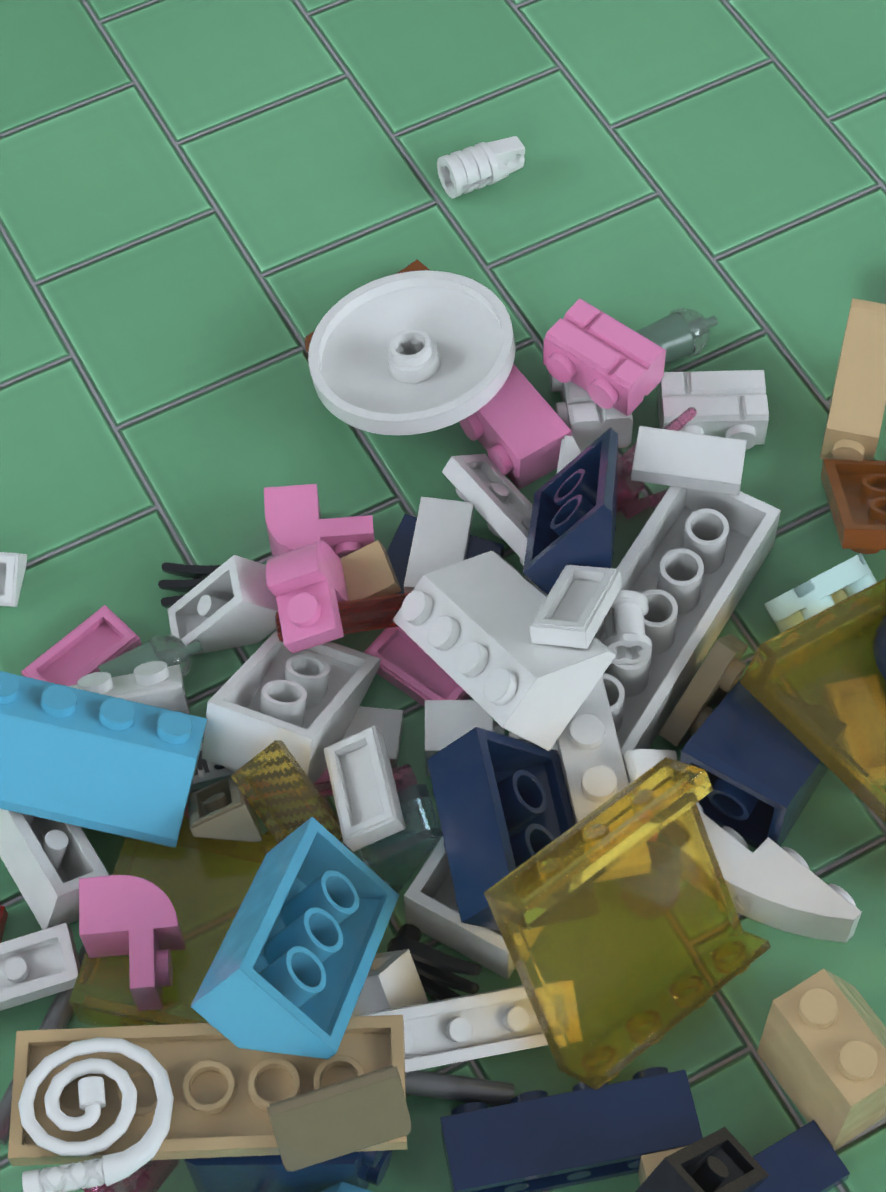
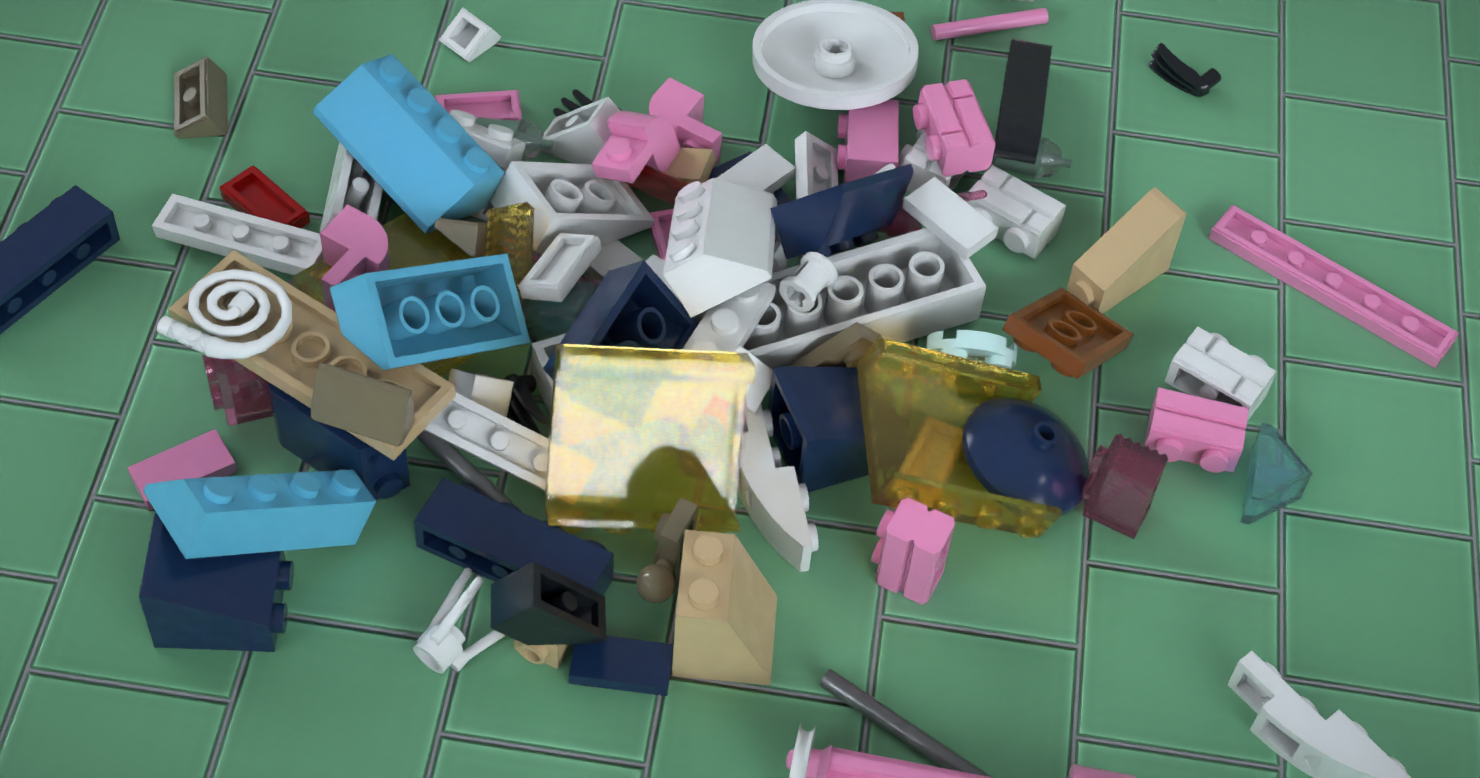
camera: 30 degrees right, 5 degrees down
(505, 219) = (989, 24): none -> bright pink bar
(576, 606) = (776, 238): white tile -> none
(629, 282) = (1023, 101): none -> black beam
(728, 159) = (1181, 75): none -> black piece
(737, 1027) = (661, 579): none -> dark tan plate

